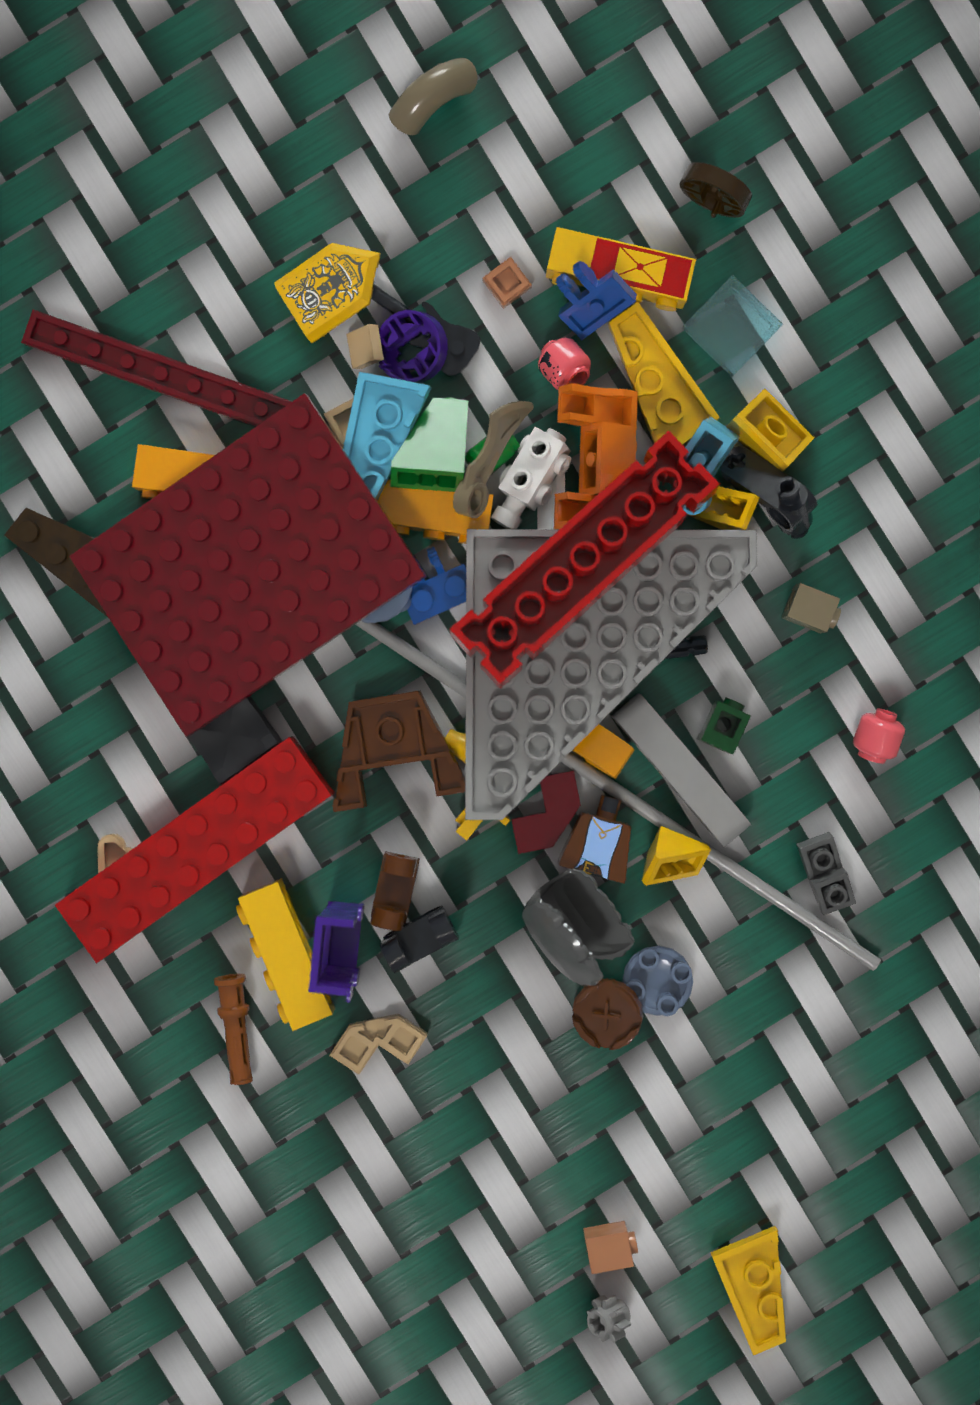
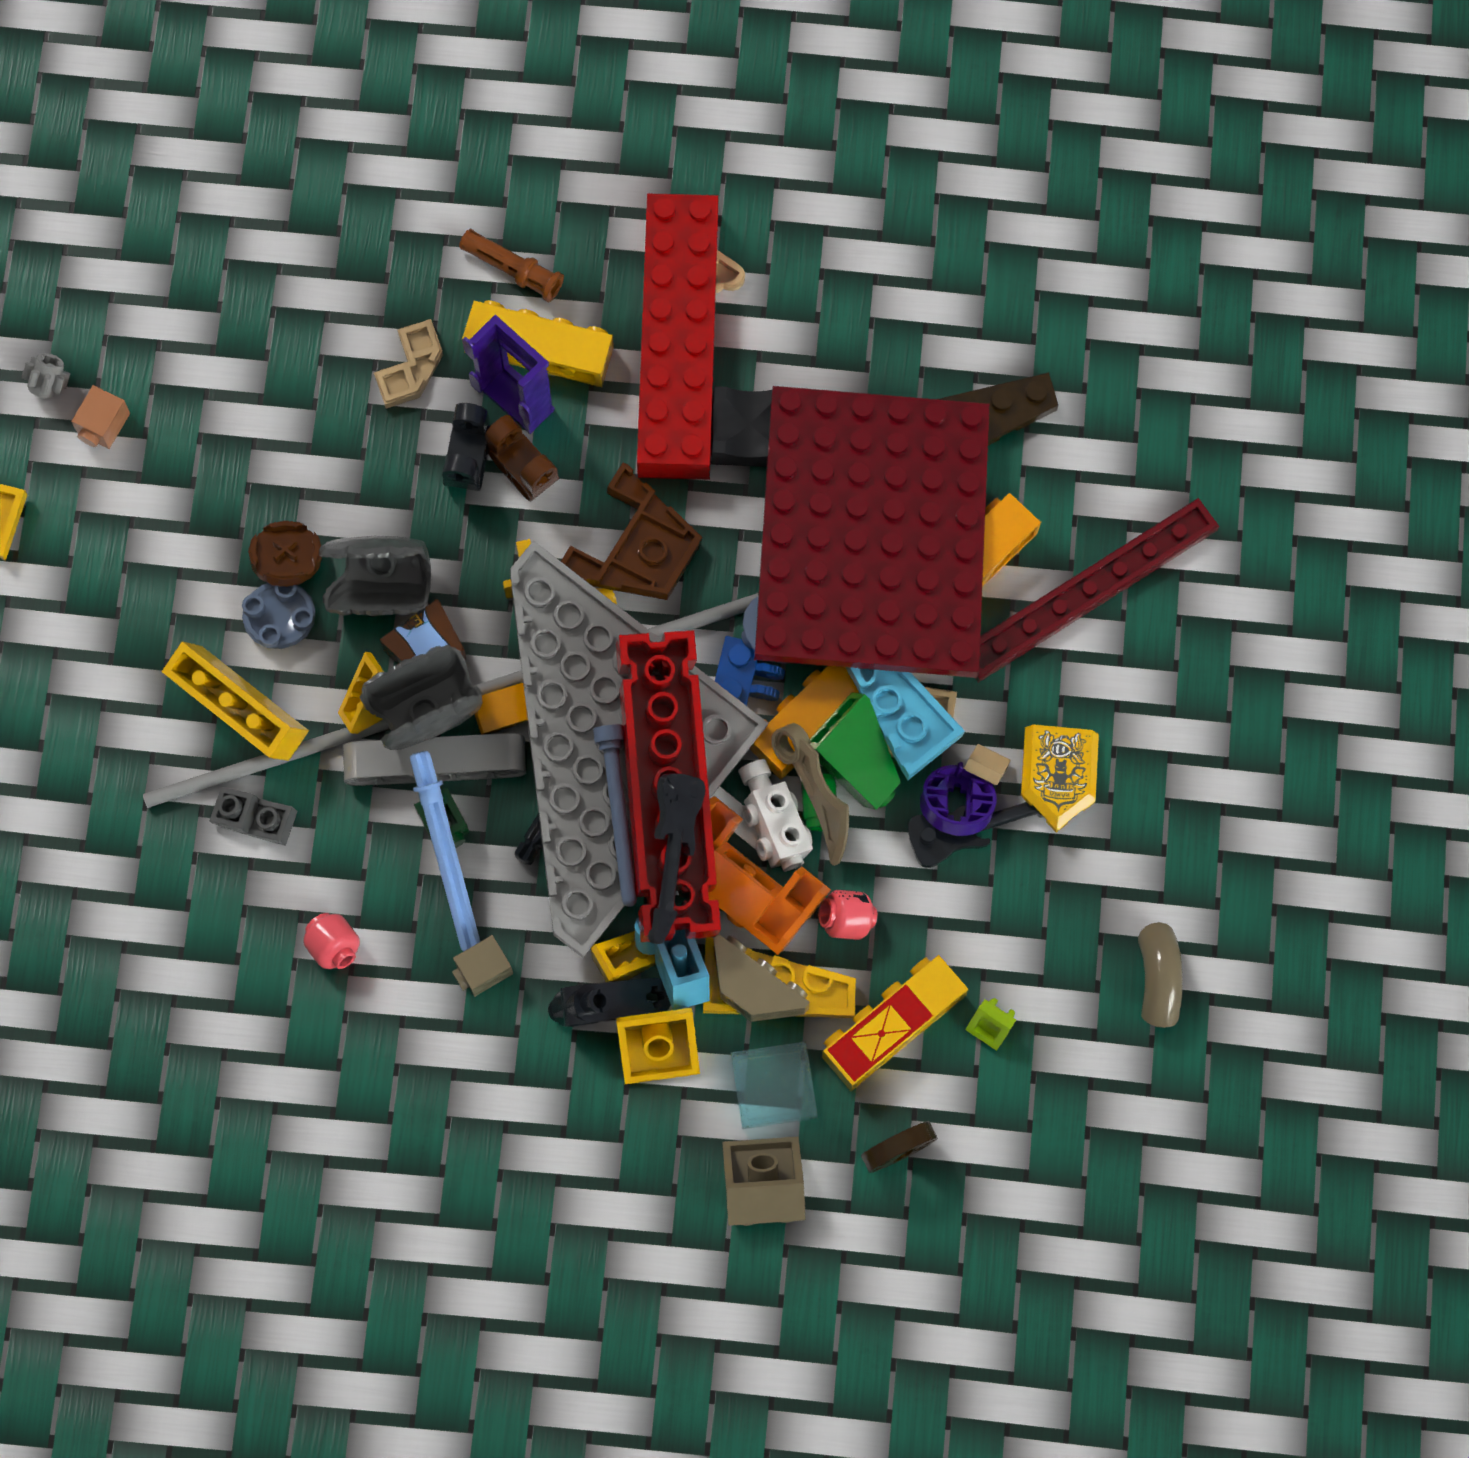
camera: 125 degrees right, 15 degrees down
(507, 282) = (955, 924): nougat tile -> none
(544, 828) = (475, 616): dark red tile -> none
(566, 195) = (991, 1023): none -> lime tile
(579, 635) = (609, 741): none -> sand blue piece
(597, 303) = (882, 969): blue hinge -> none
(603, 530) = (679, 803): none -> black piece
(651, 807) = (422, 697): none -> dark grey animal
(679, 386) = (752, 985): none -> dark tan slope
(724, 741) = (444, 847): none -> light blue axle
(757, 955) = (235, 701): none -> yellow brick
(810, 277) = (764, 1181): none -> dark tan slope

